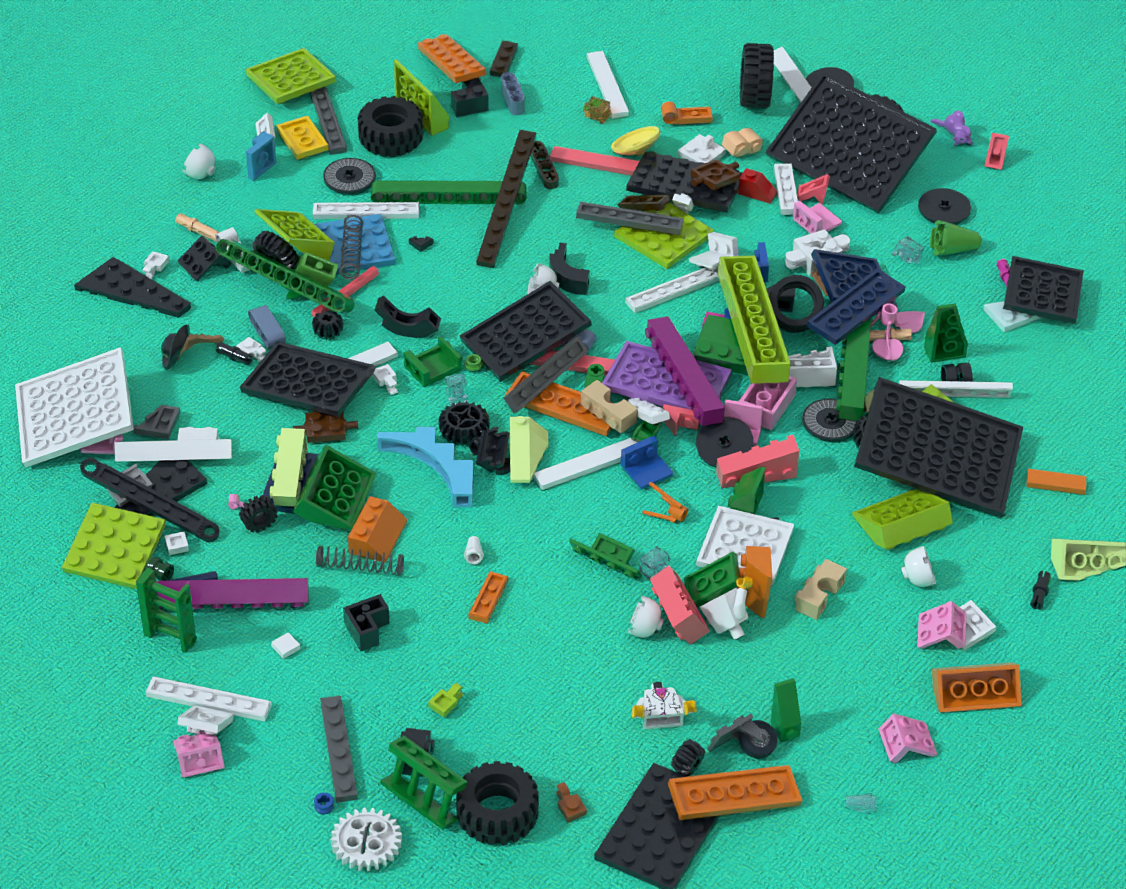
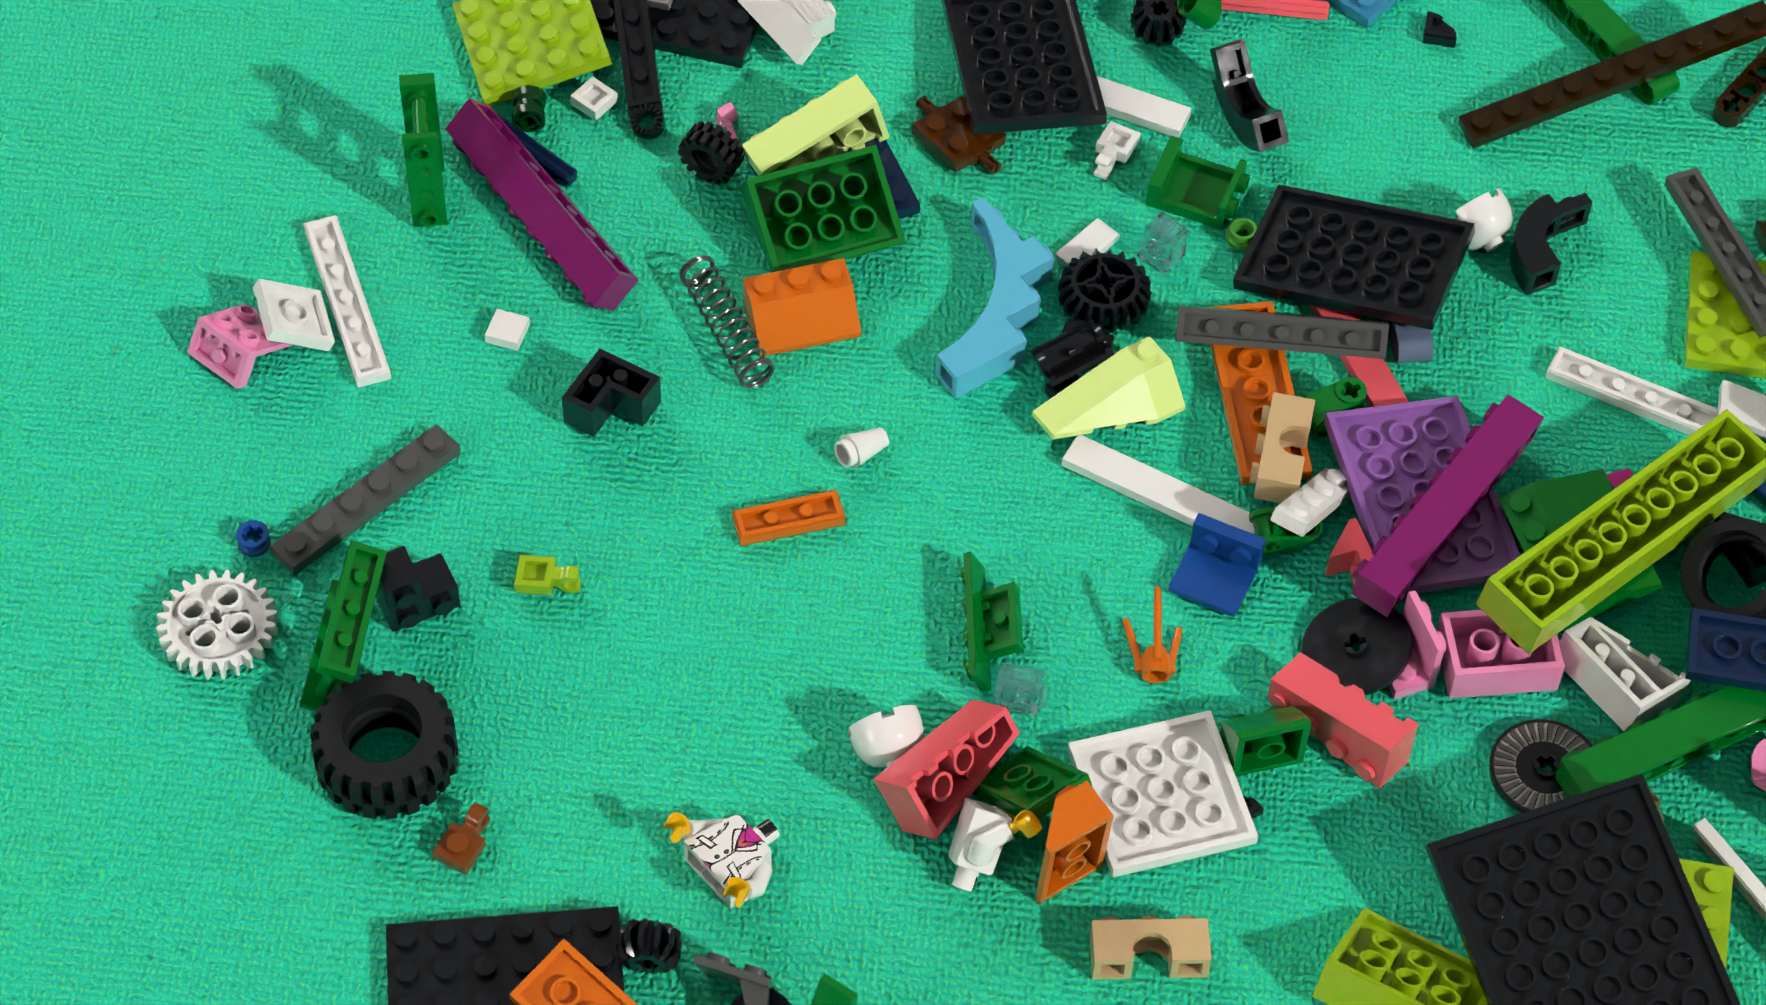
camera: 55 degrees right, 10 degrees up
(429, 415) = (1094, 236): none -> white piece

